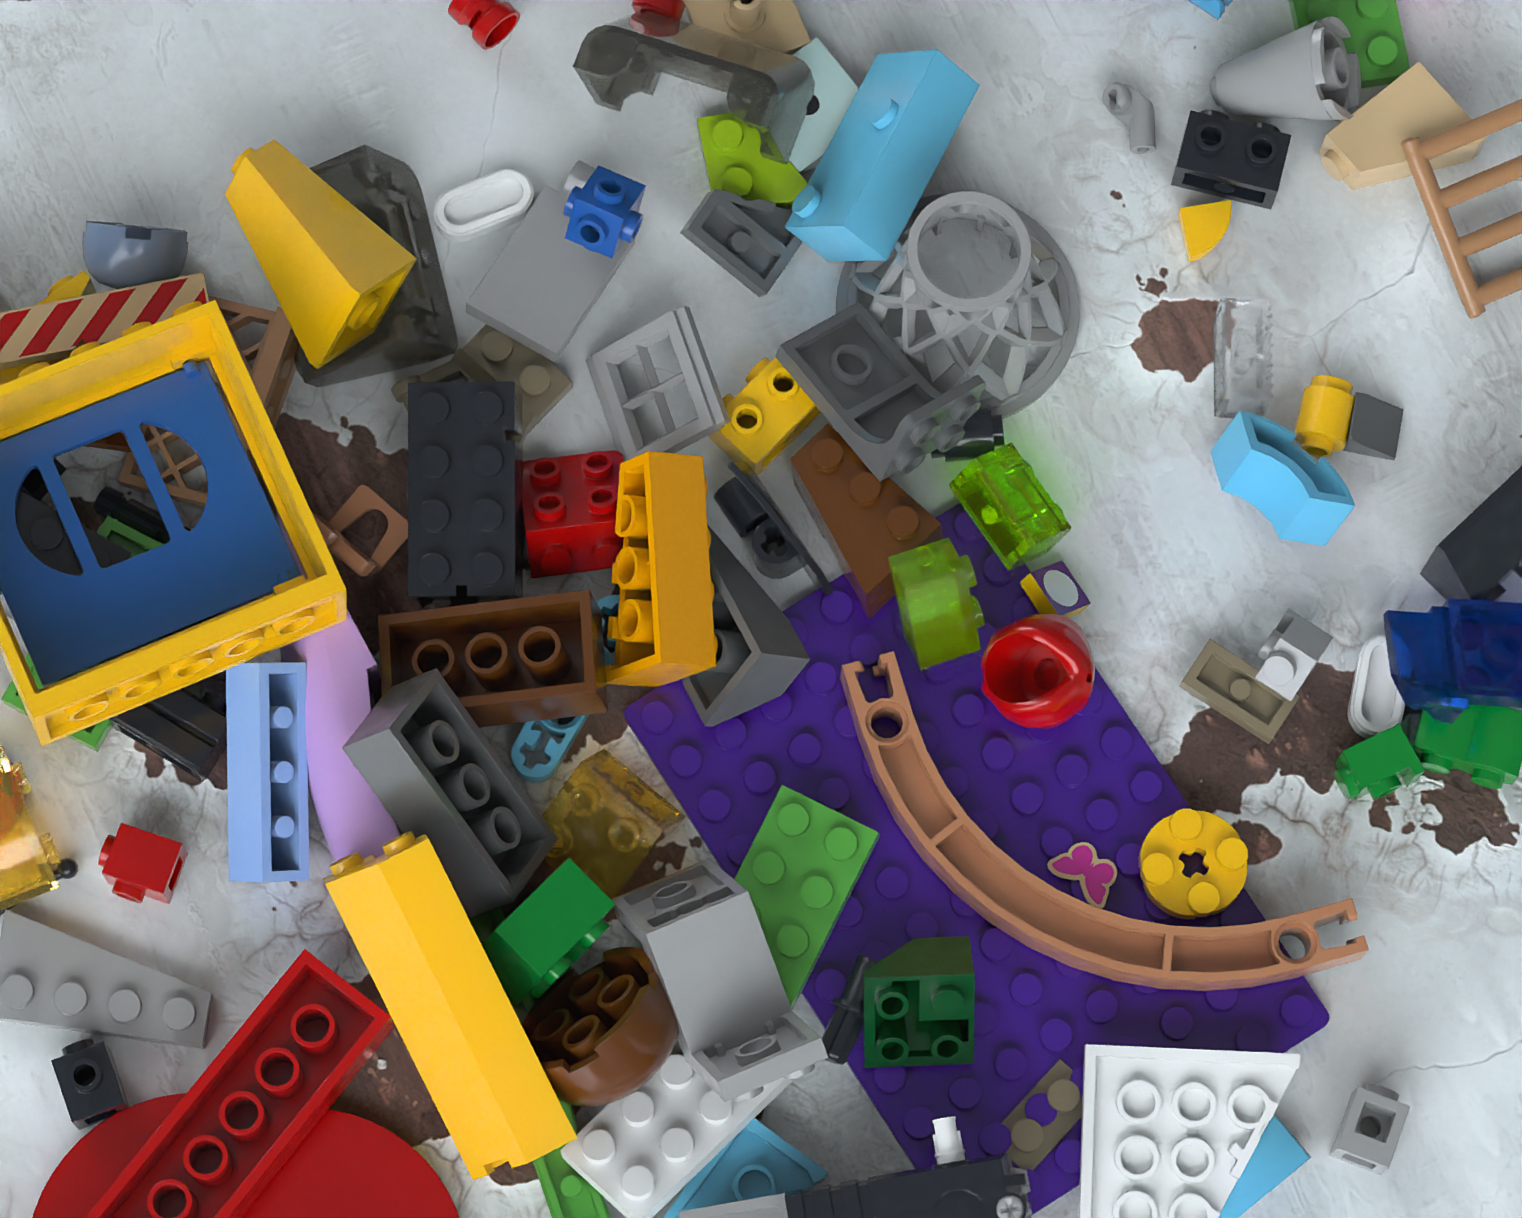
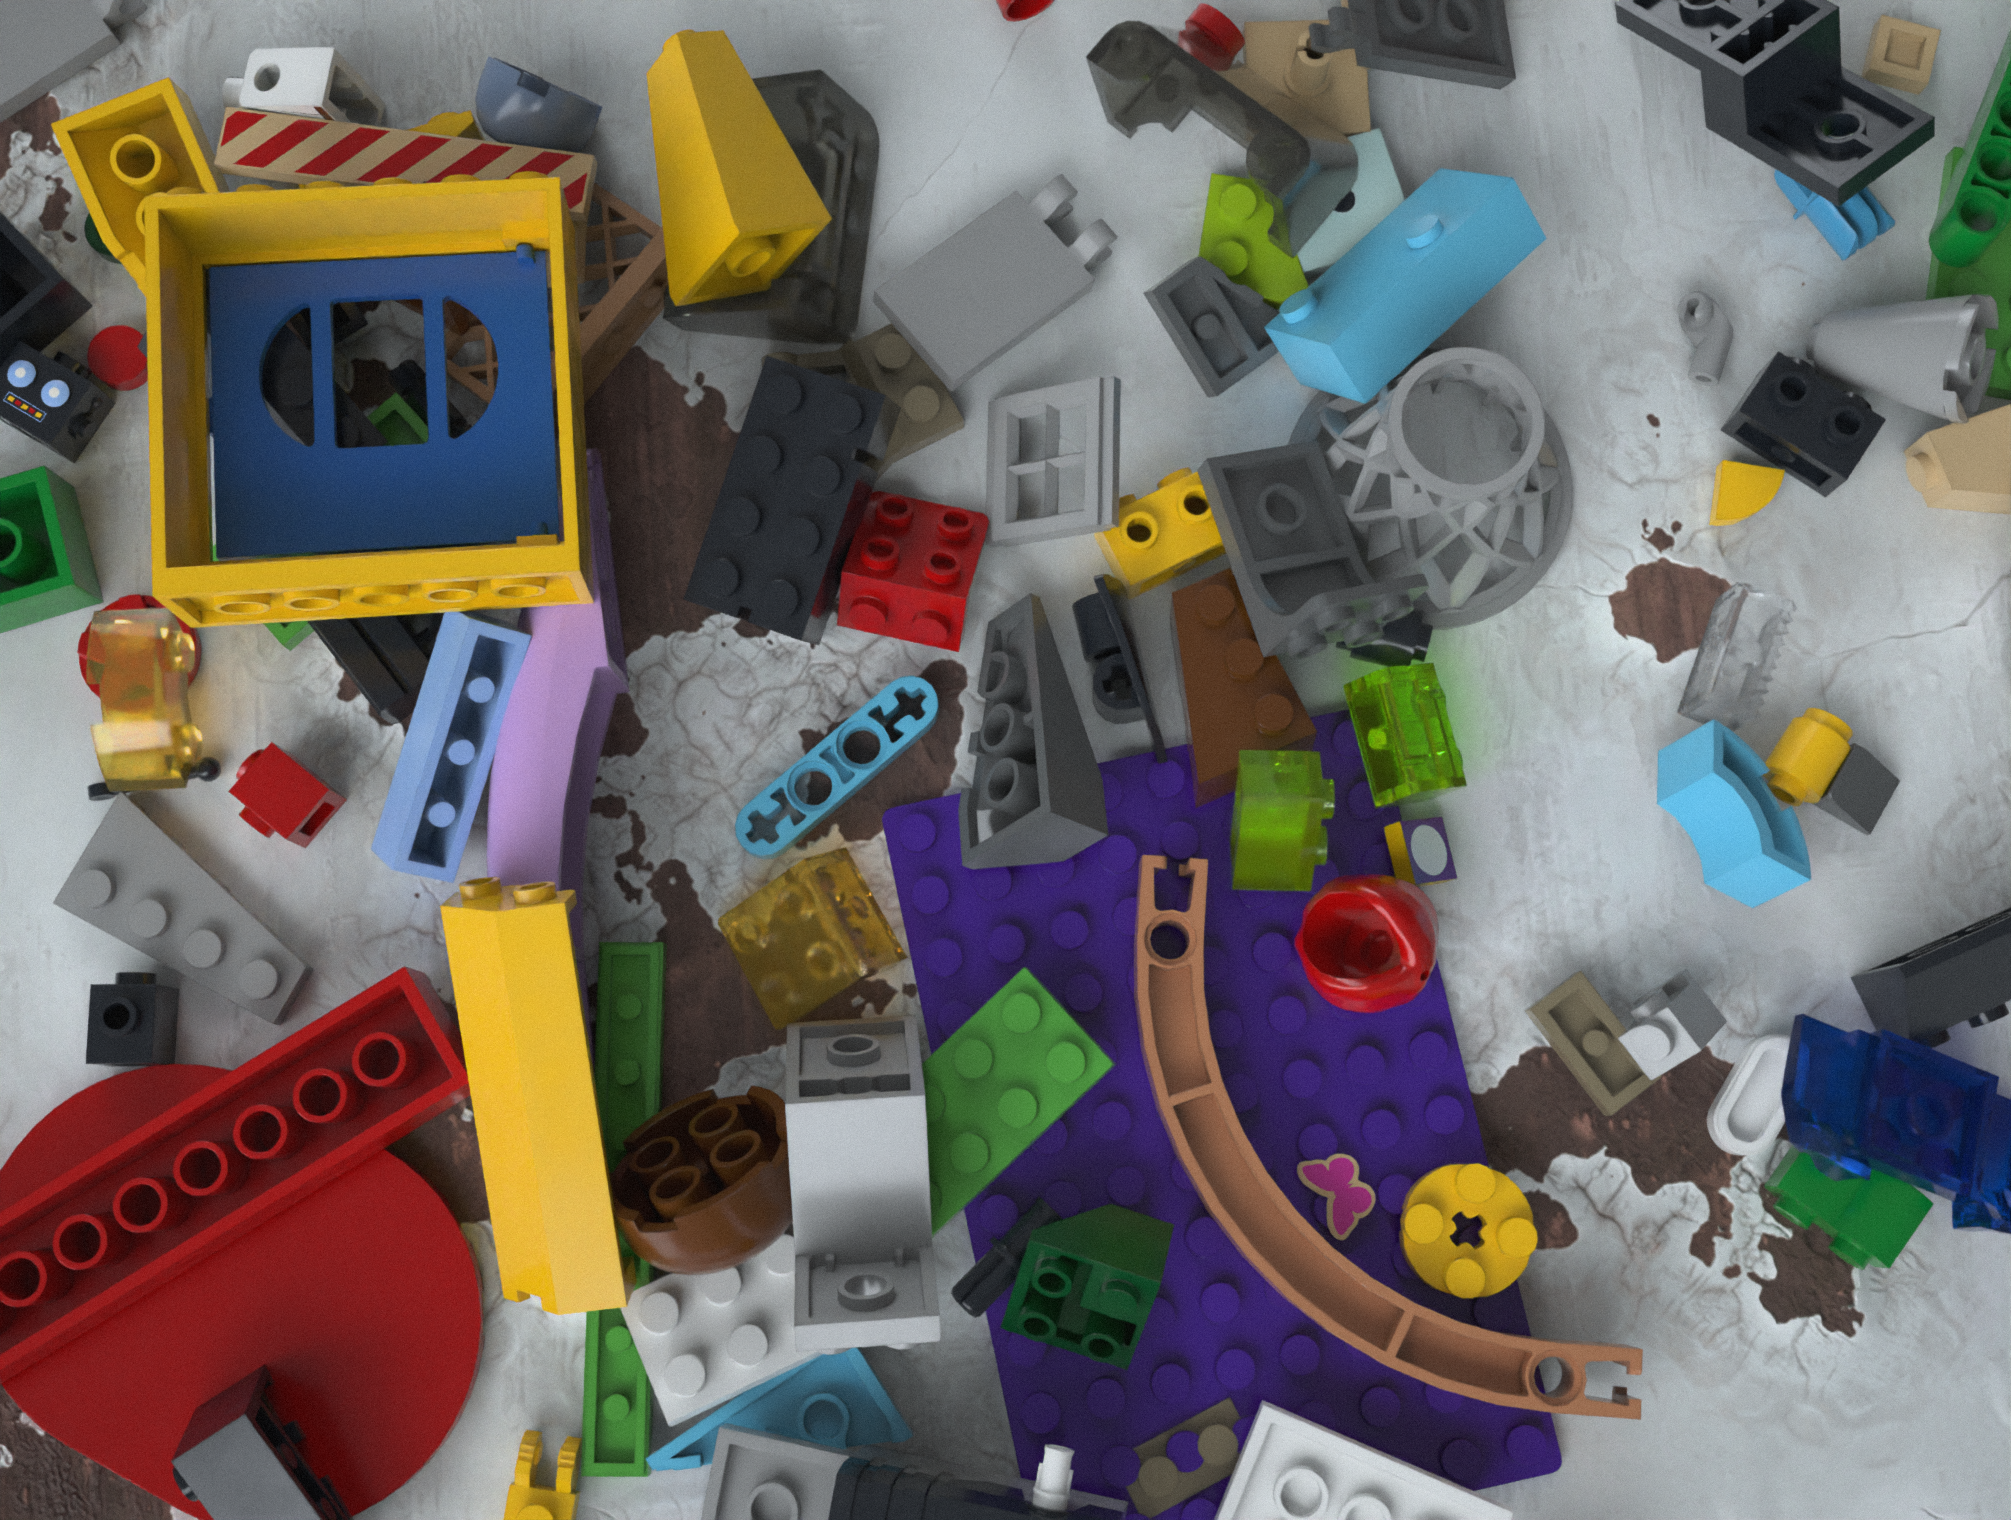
camera: 25 degrees right, 5 degrees up
(359, 503) = (628, 501): nougat piece -> none
(451, 784) = (635, 845): dark grey brick -> none
(483, 205) = (940, 190): white tile -> none
(505, 656) = (748, 709): reddish brown brick -> none
(548, 932) = (688, 1041): green brick -> none
(604, 212) = (1065, 239): blue brick -> none
(662, 572) = (978, 671): light orange wedge -> none
(1378, 765) = (1725, 1190): green brick -> none

